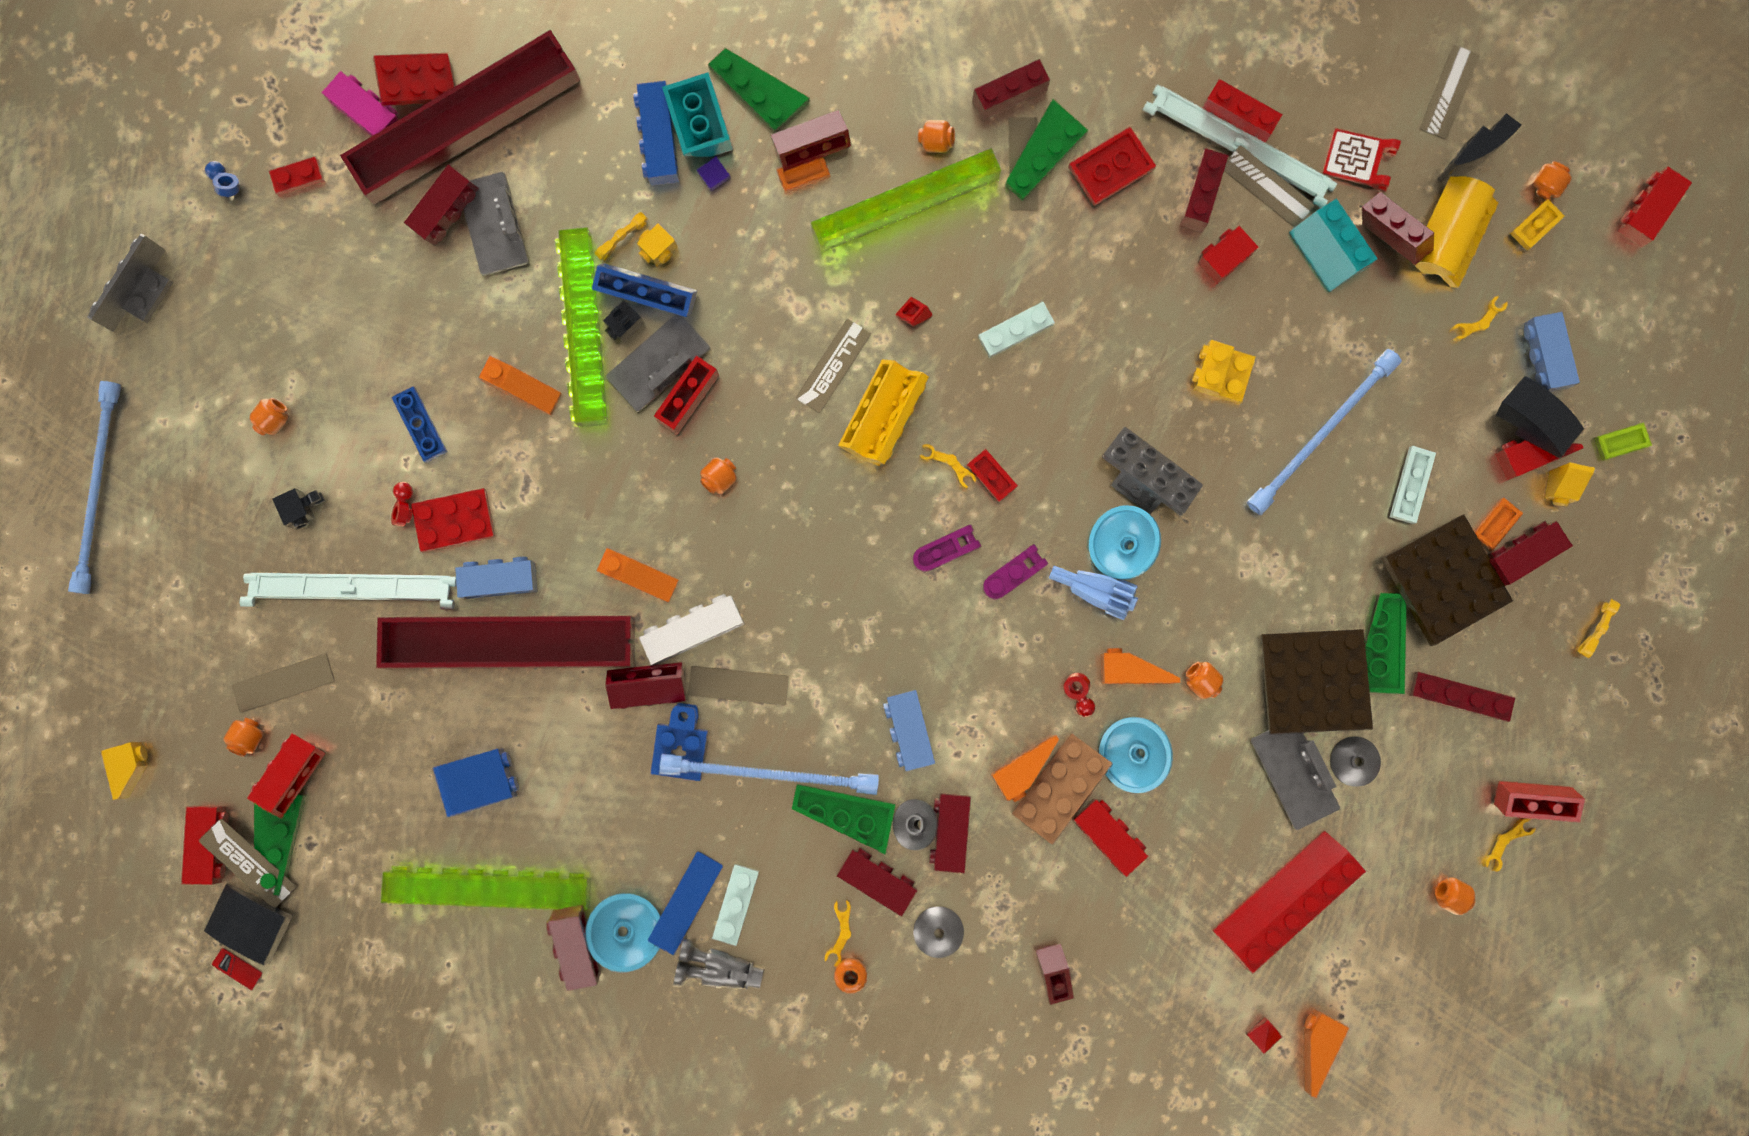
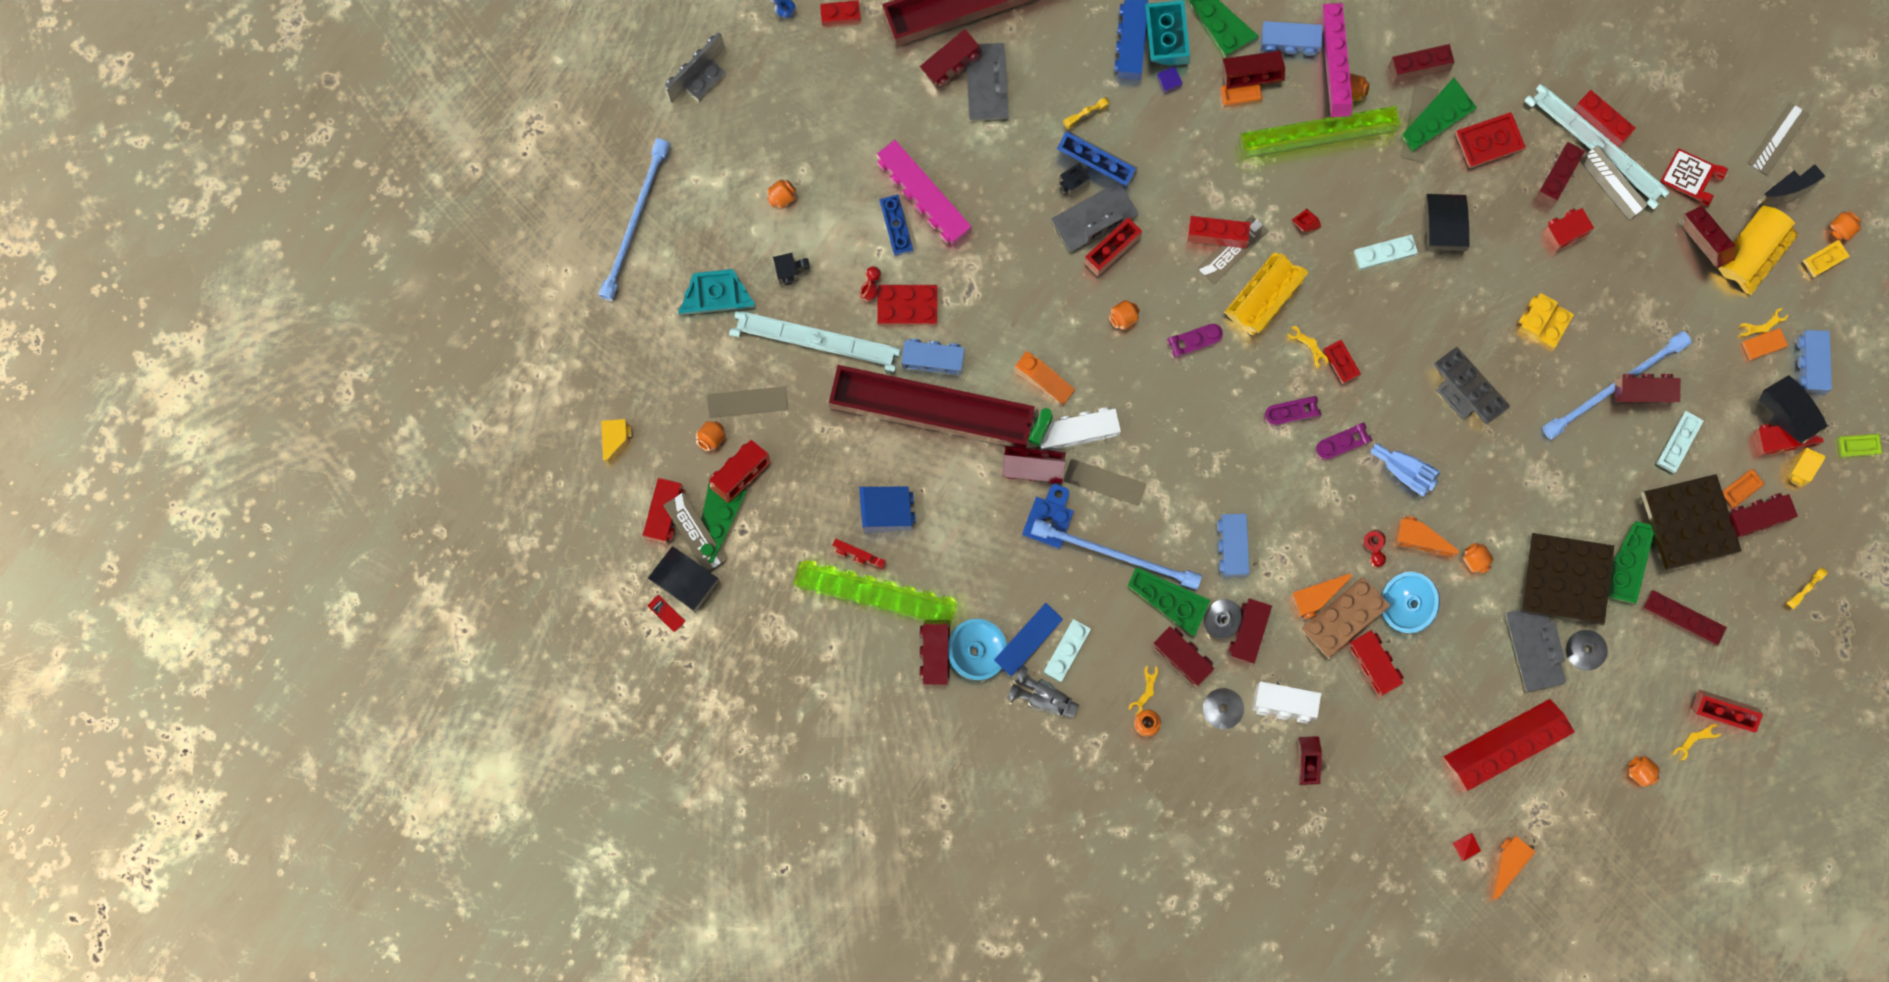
camera: 20 degrees right, 5 degrees down
(213, 557) = (715, 292): none -> teal wing
(443, 377) = (924, 193): none -> dark pink brick
(458, 846) = (860, 556): none -> red plate
(519, 385) = (982, 211): orange slope -> none
(582, 327) = (1041, 177): clear neon green brick -> none
(643, 640) = (1041, 427): none -> green bar
(656, 245) = (1113, 126): yellow brick -> none
(810, 349) = (1218, 232): none -> red brick
(811, 486) = (1195, 339): none -> magenta plate
(849, 91) = (1291, 38): none -> medium blue brick
(908, 107) = (1336, 60): none -> dark pink brick
(1013, 913) = (1286, 702): none -> white brick
(1082, 277) = (1447, 222): none -> black slope
(1111, 539) = (1432, 427): medium azure dish -> none
(1333, 245) = (1655, 240): teal slope -> none
(1362, 429) = (1647, 388): none -> dark red brick
(1486, 344) = (1764, 344): none -> orange tile

